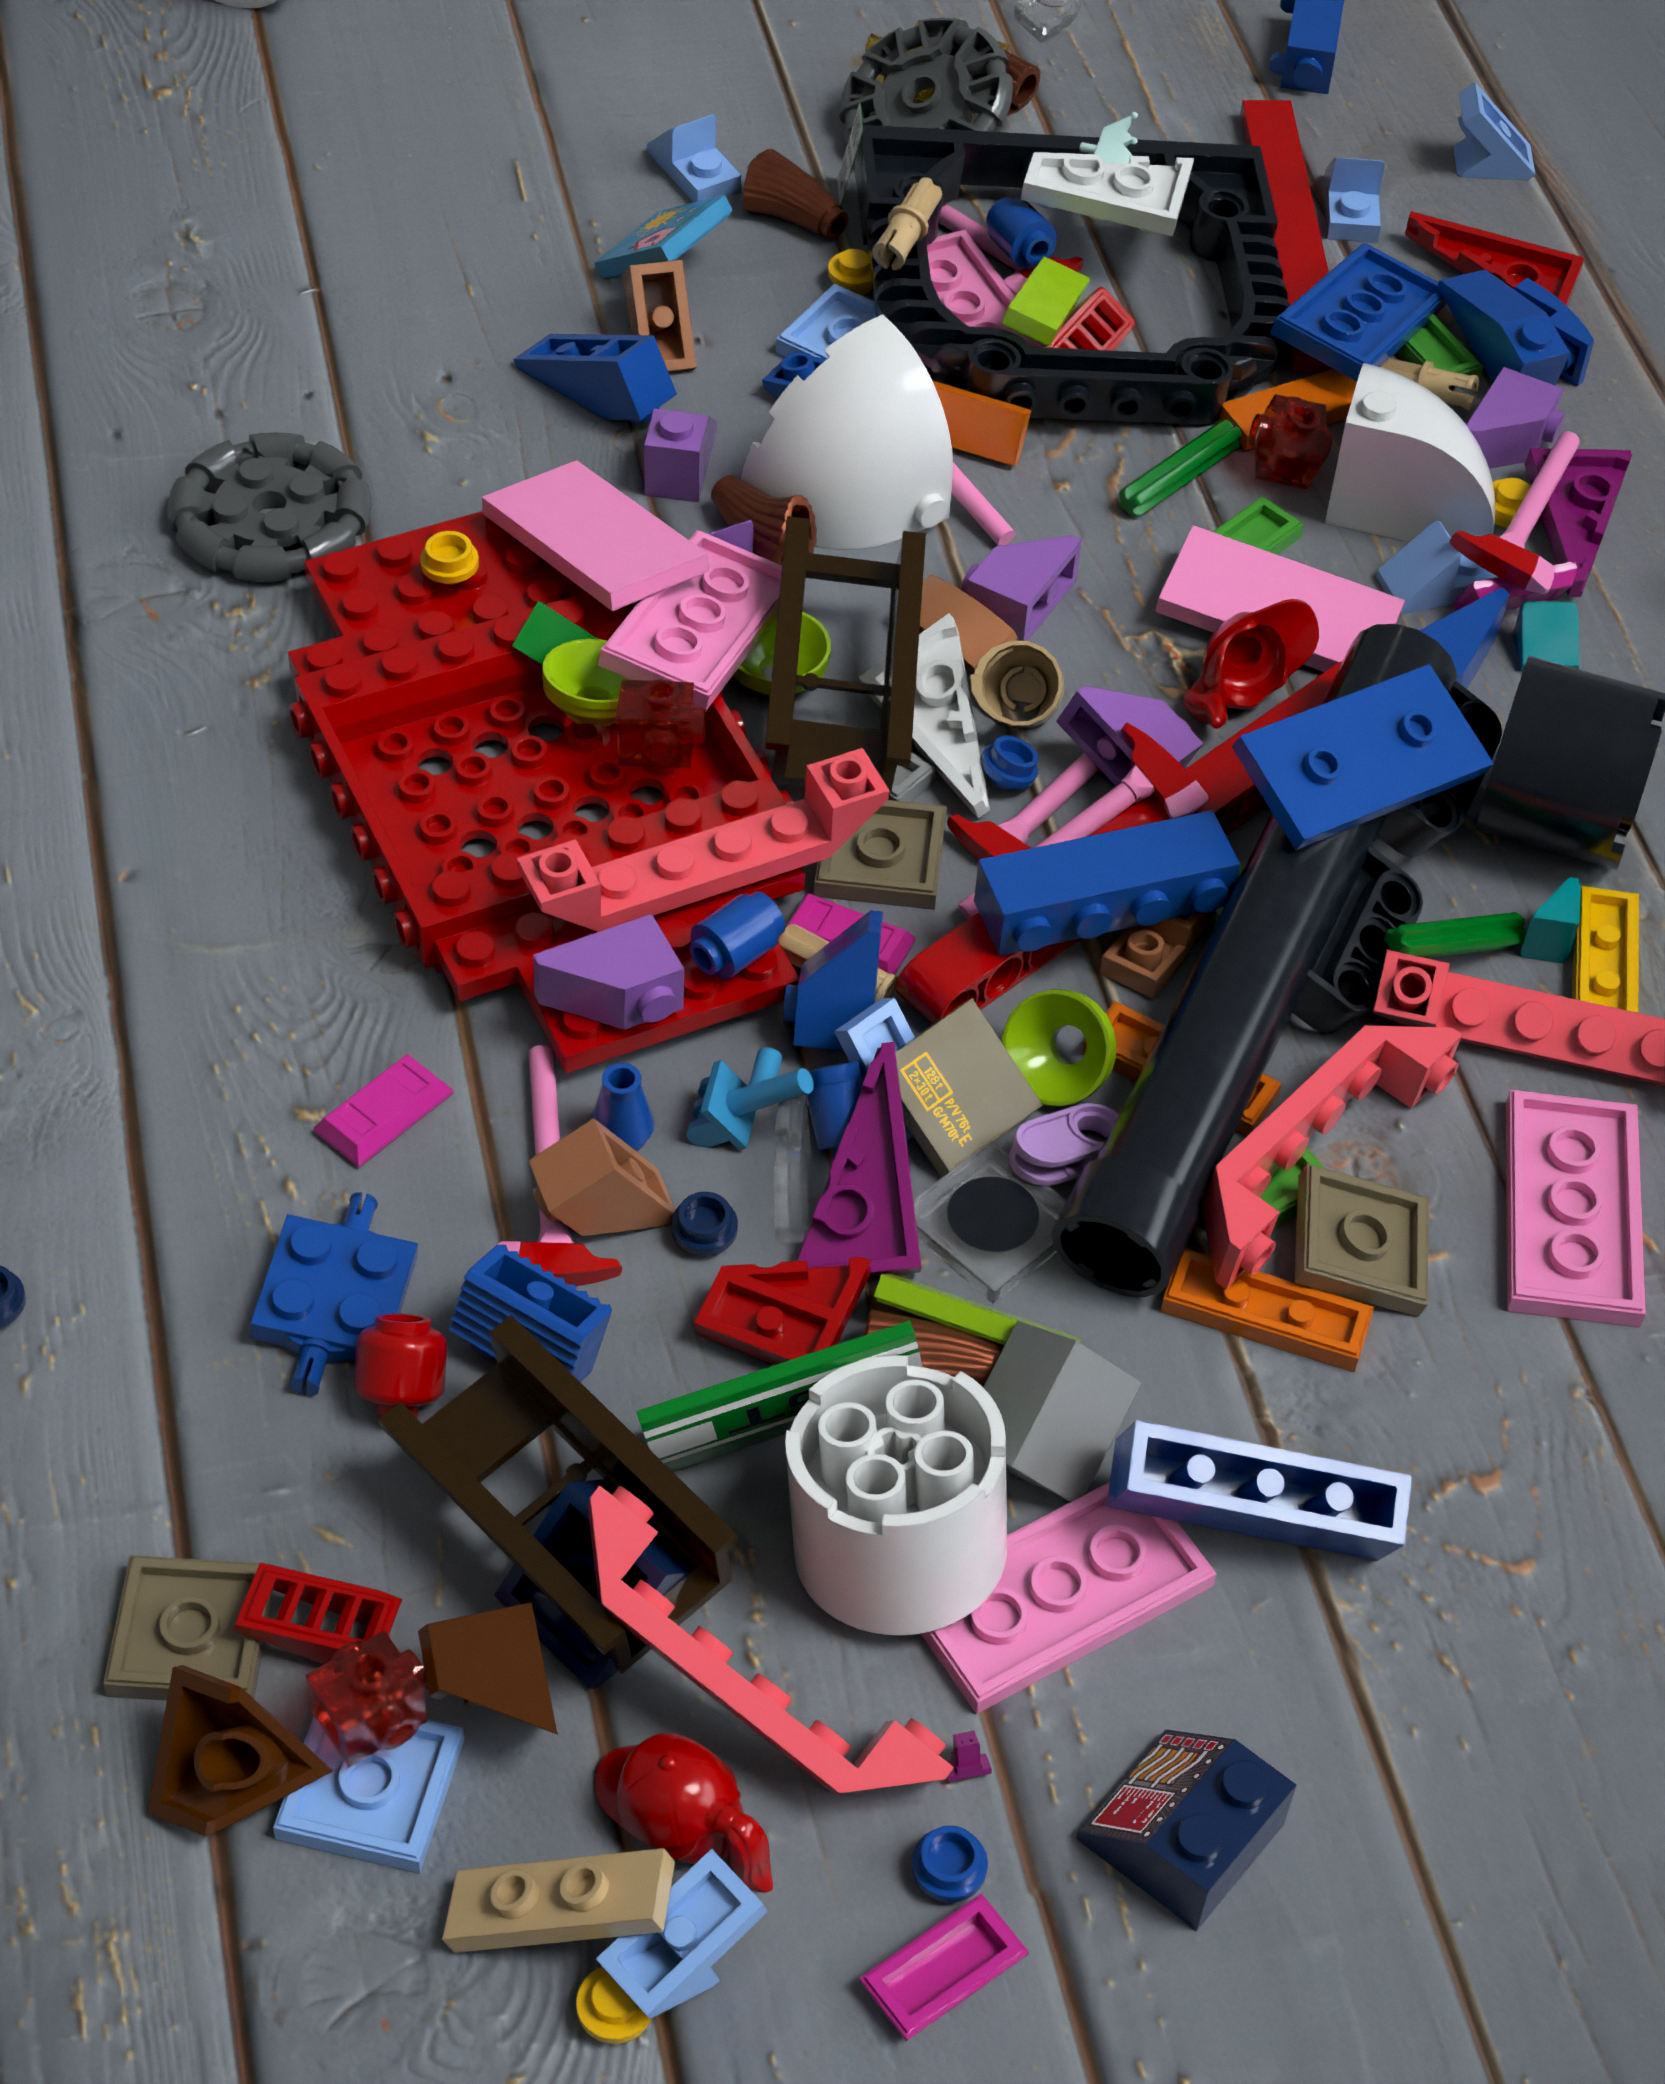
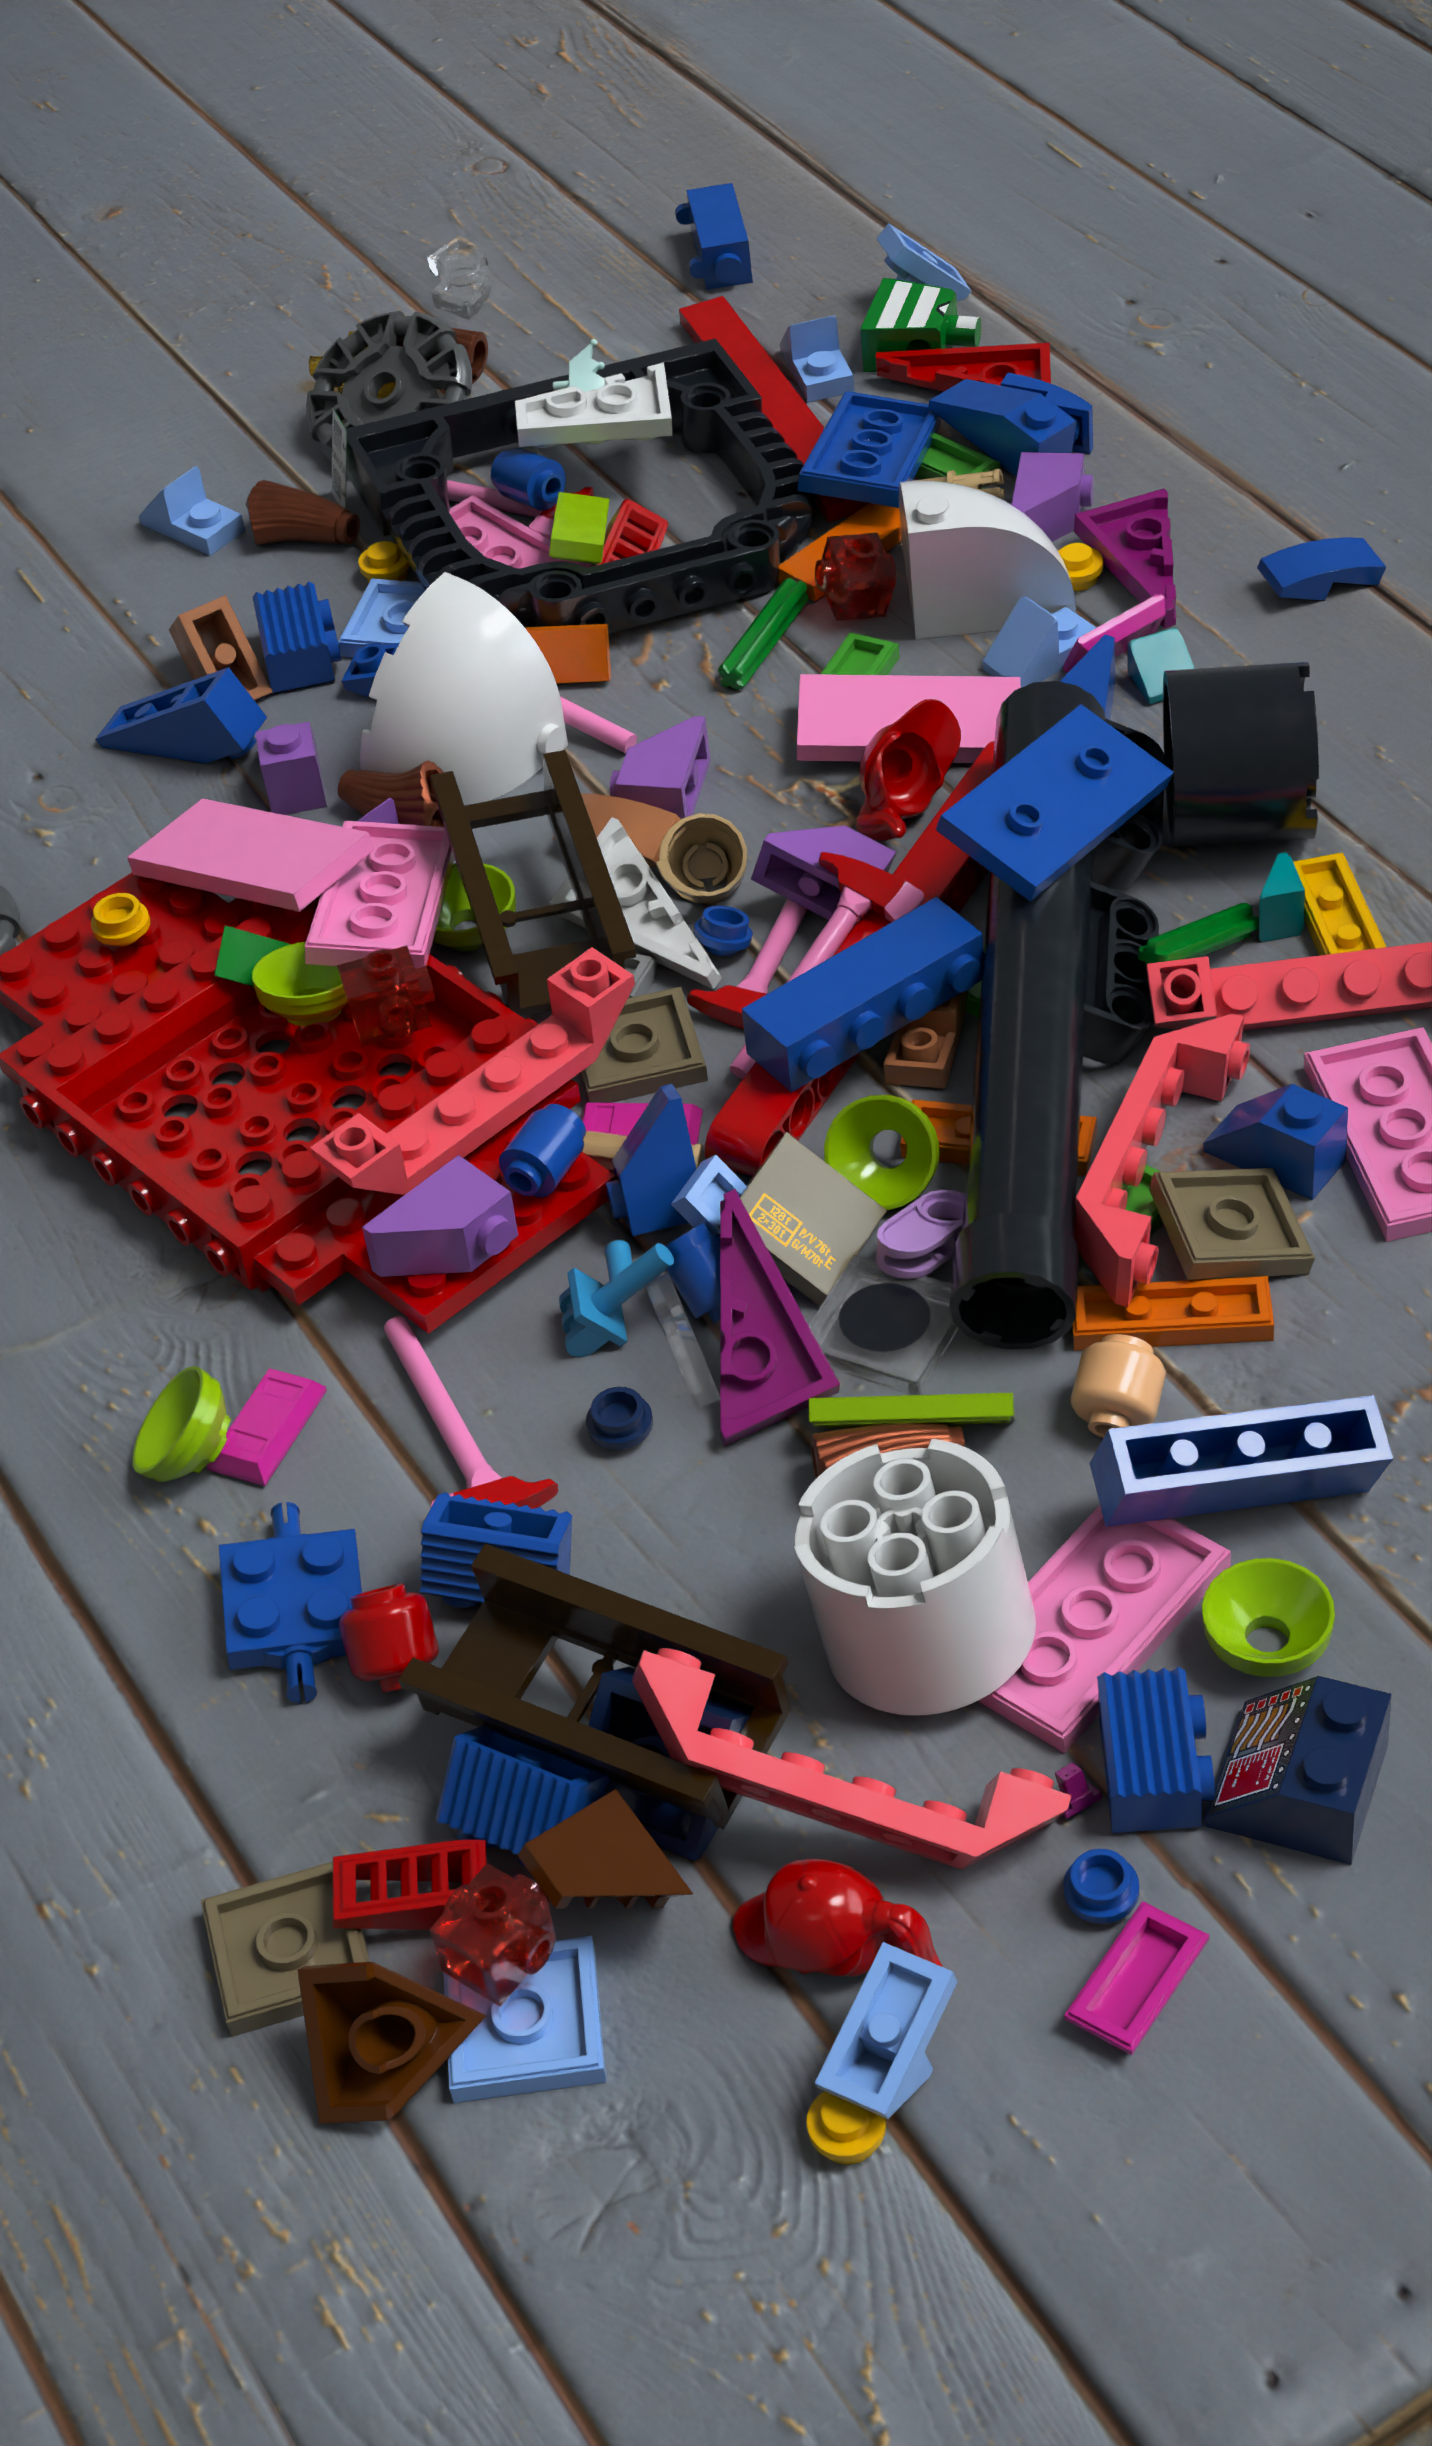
camera: 10 degrees left, 5 degrees down
(302, 1086) = (182, 1427): none -> lime piece
(445, 1561) = (511, 1789): none -> blue brick
(559, 1900) = (756, 2047): tan plate -> none
(599, 1184) = (506, 1414): nougat slope -> none
(624, 1106) = (498, 1347): blue cone -> none
(665, 235) = (194, 585): dark azure tile -> none
(736, 320) = (296, 637): none -> blue brick
(758, 1403) = (753, 1540): green slope -> none
(781, 1308) = (728, 1467): red wing -> none
(907, 224) = (425, 497): tan axle -> none
(1052, 1746) = (1151, 1750): none -> blue brick
(1058, 1409) = (1036, 1448): light grey slope -> none
(1181, 1367) = (1117, 1384): none -> light nougat head
(1227, 1631) = (1272, 1596): none -> lime piece
(1454, 1167) = (1285, 1131): none -> blue slope
(1462, 189) = (914, 318): none -> green torso
(1507, 554) = (1097, 604): piece -> none

